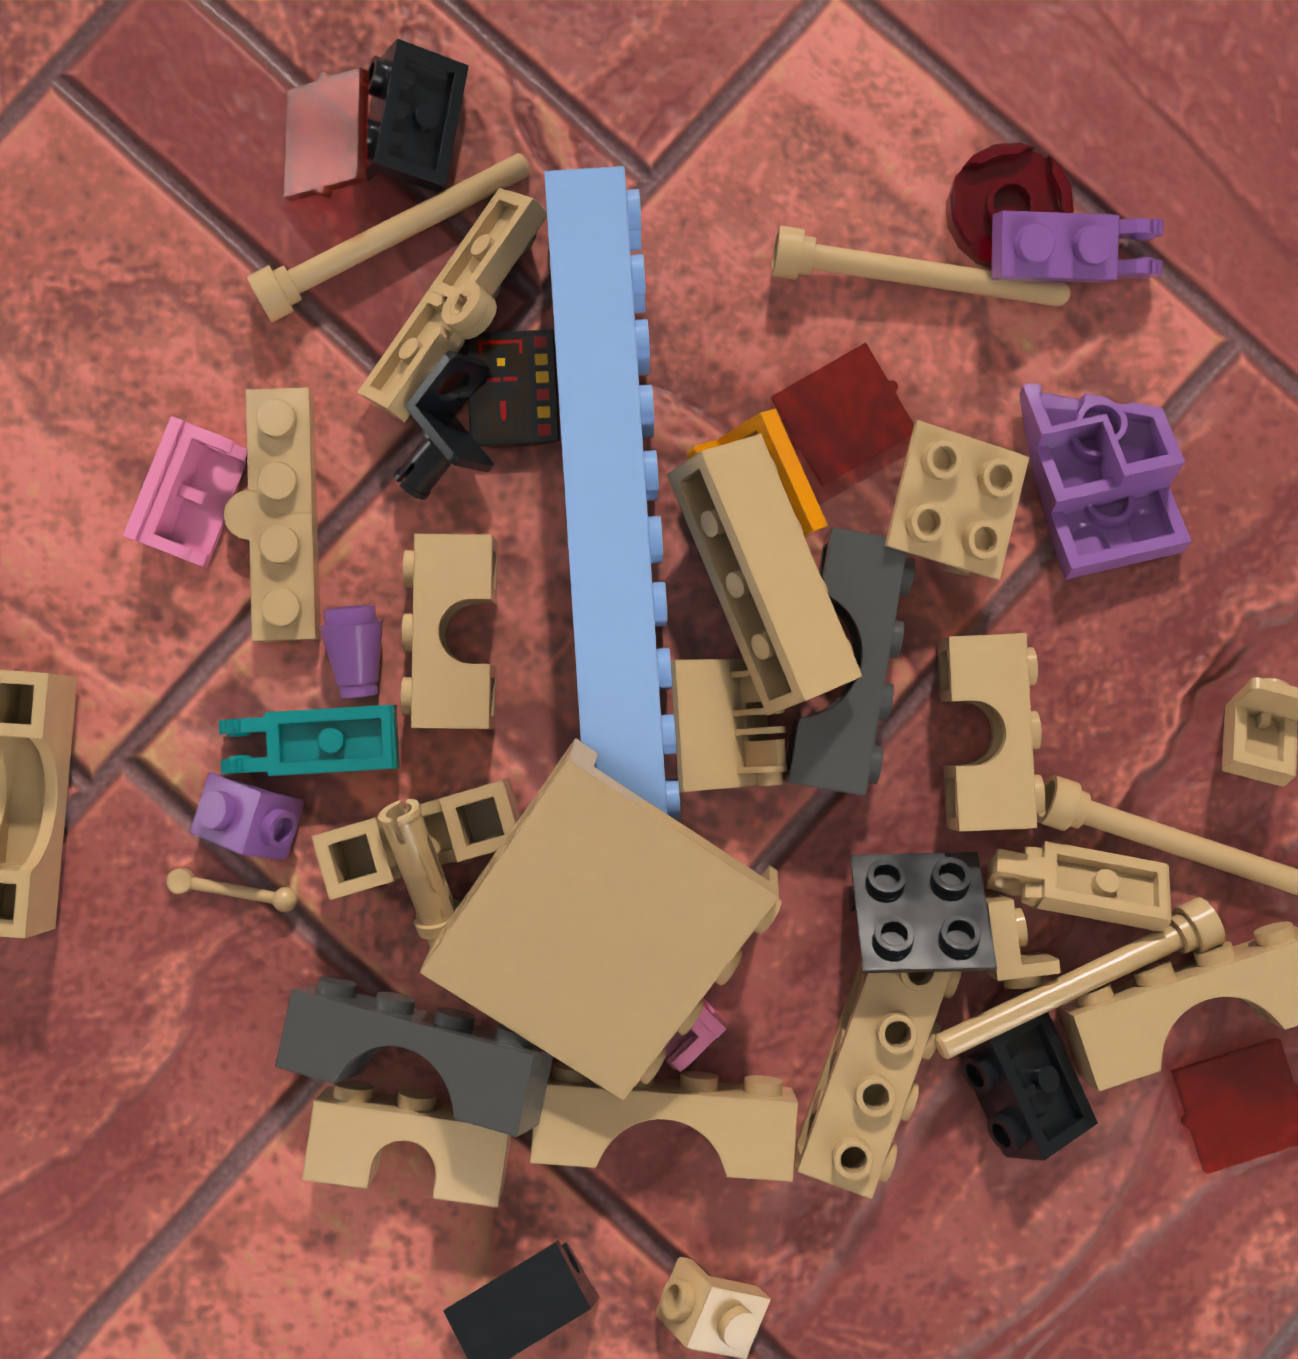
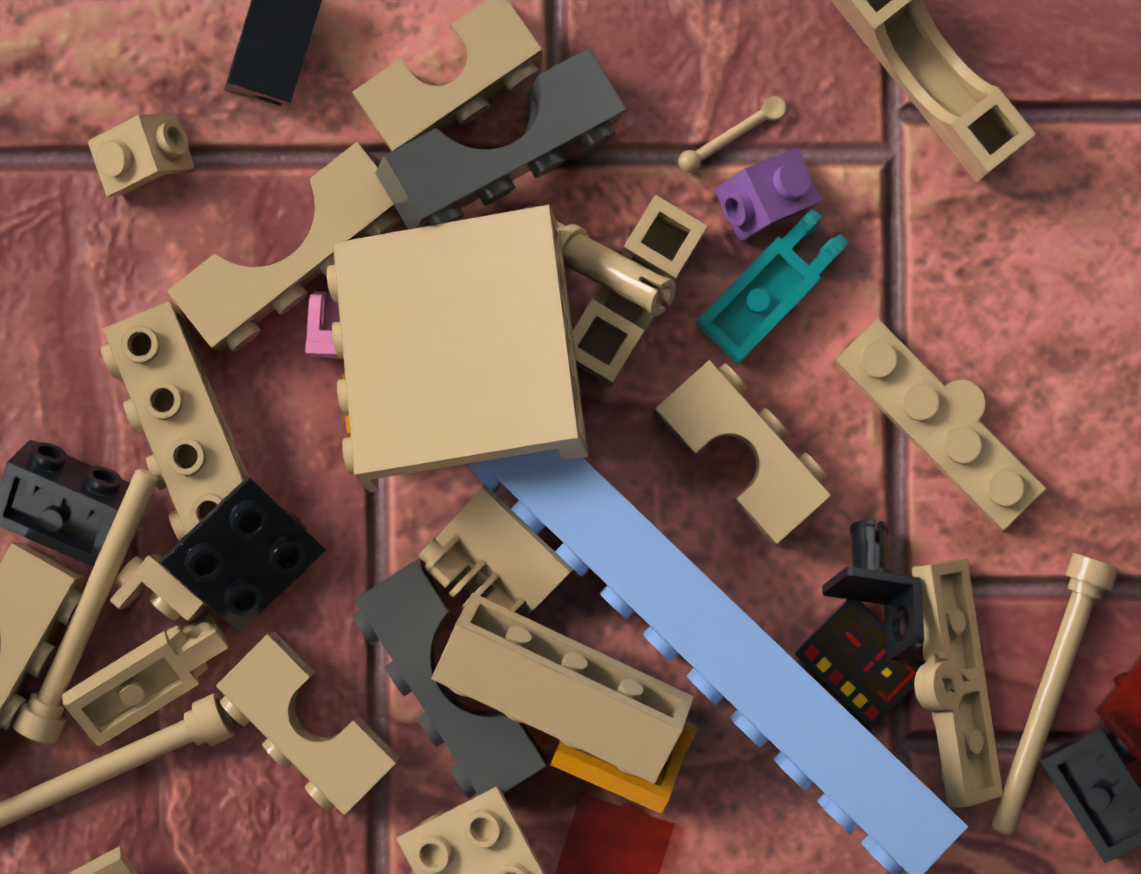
camera: 145 degrees right, 0 degrees up
(187, 492) = (1016, 380): bright pink hinge -> none
(354, 648) = (803, 378): medium lavender cone -> none

